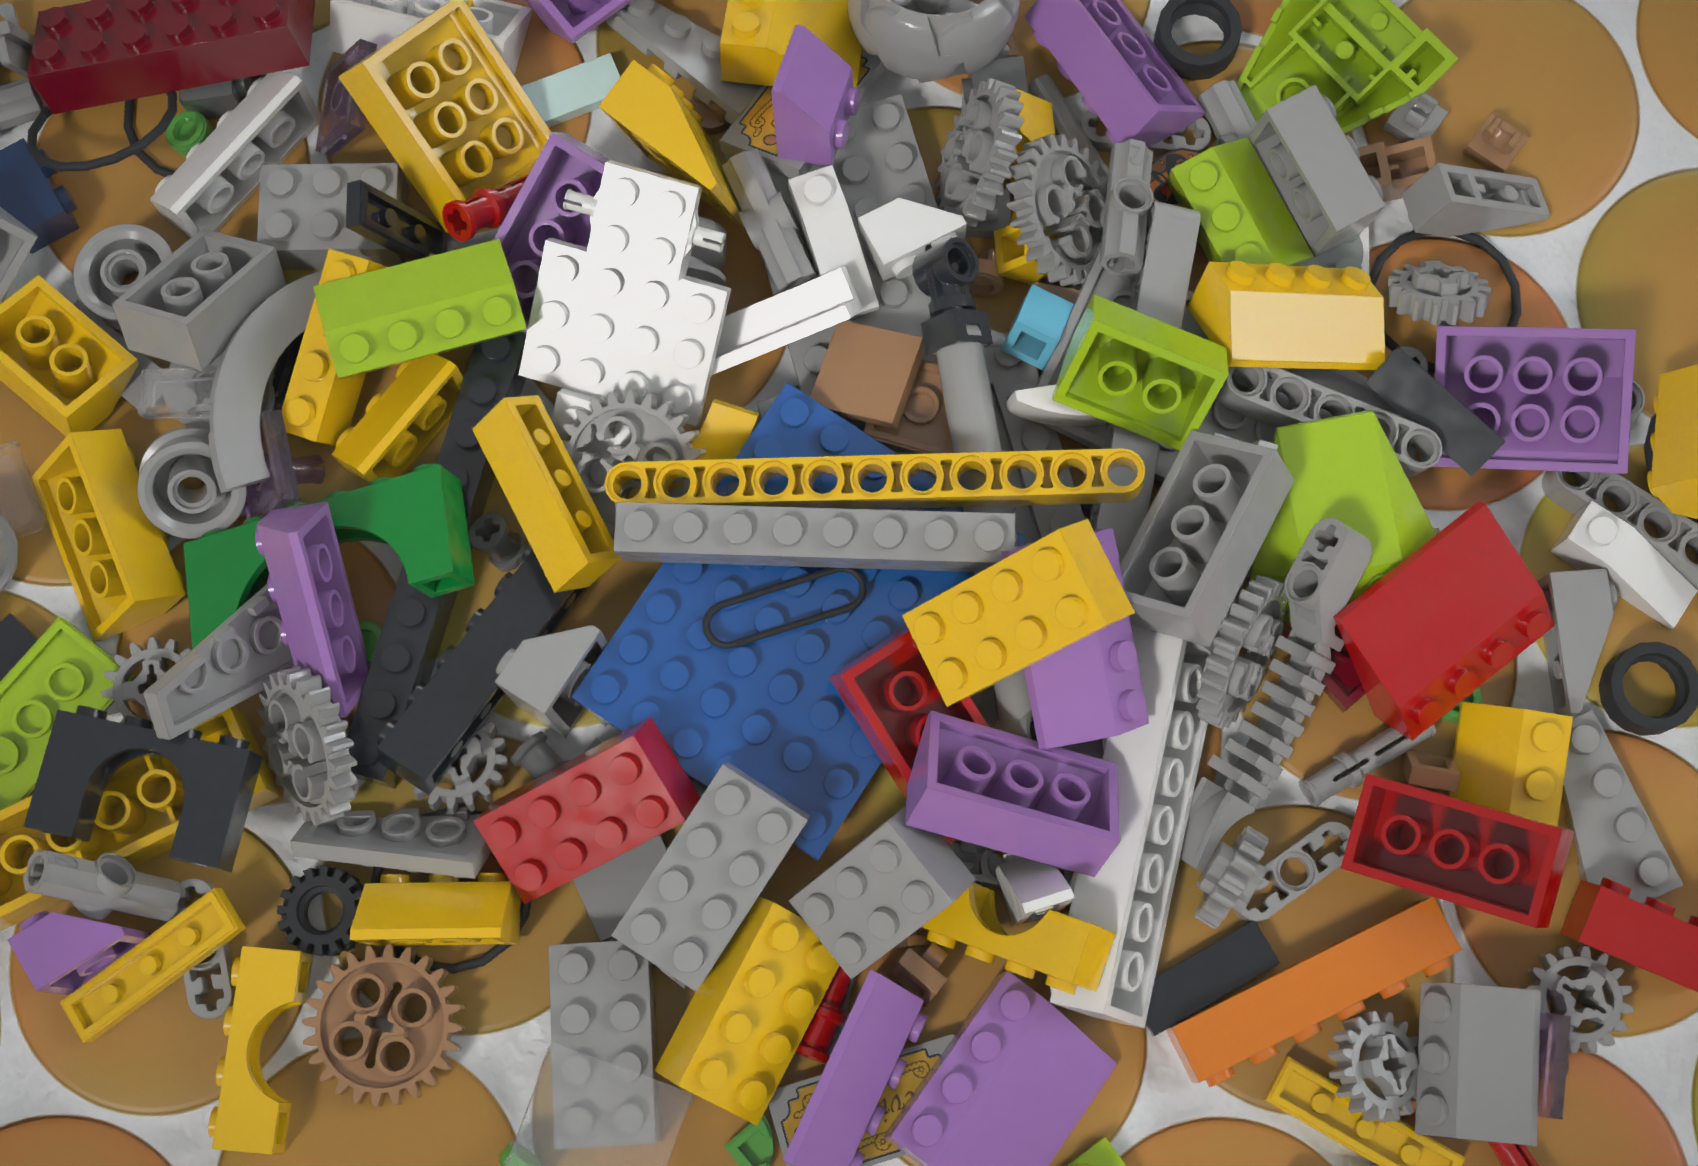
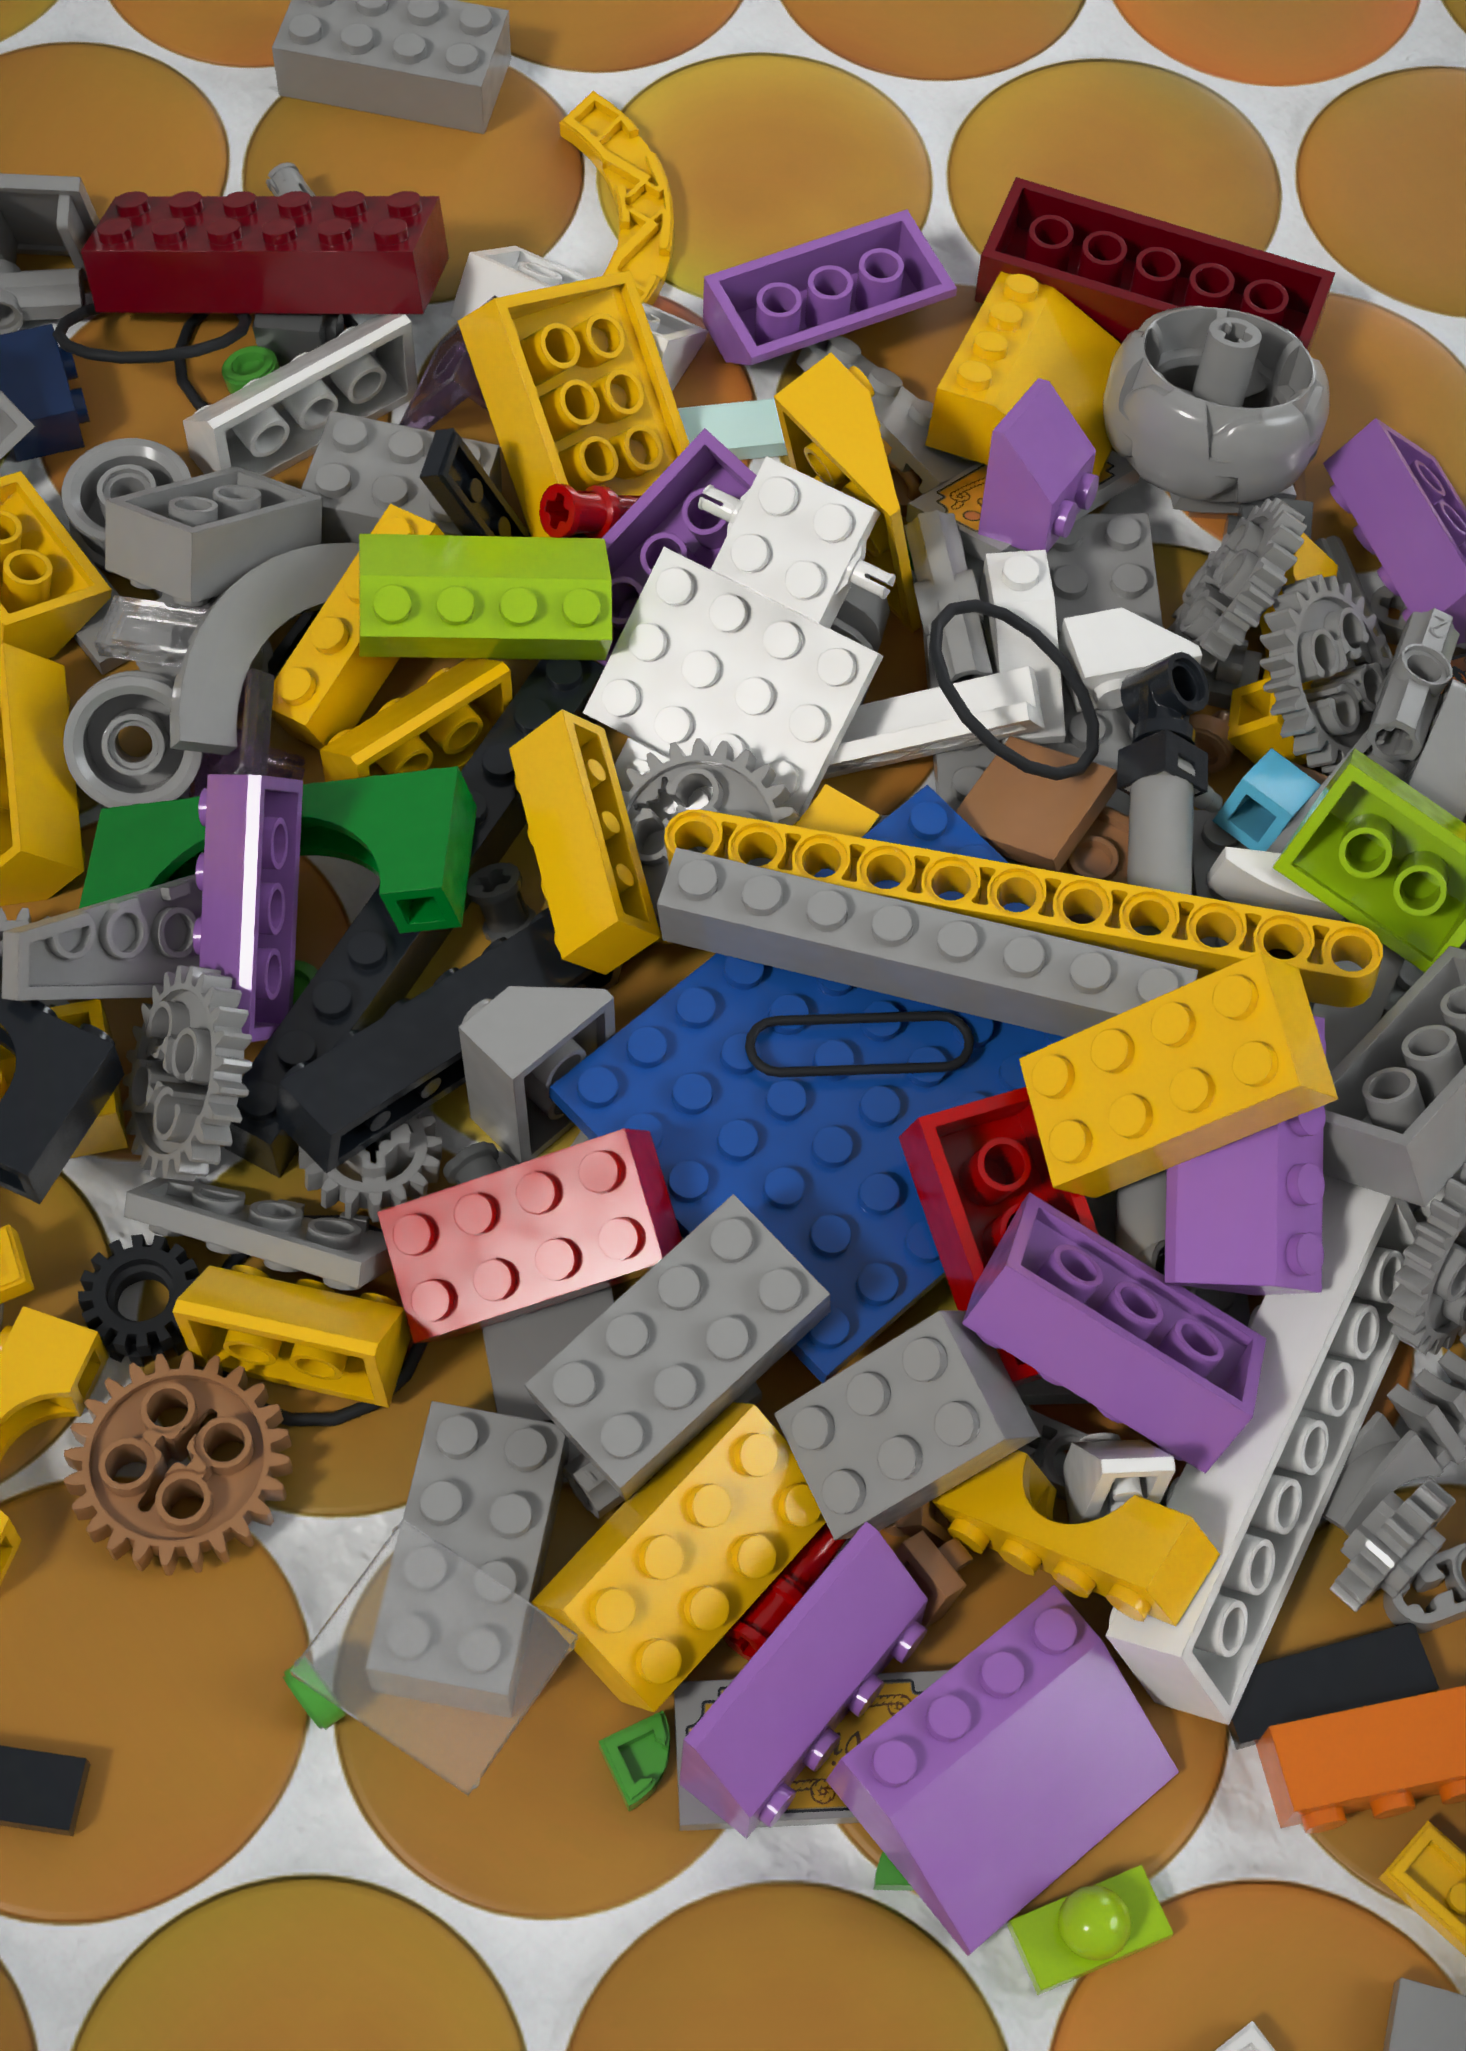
camera: 10 degrees right, 15 degrees down
(797, 334) = (977, 727): none -> black piece

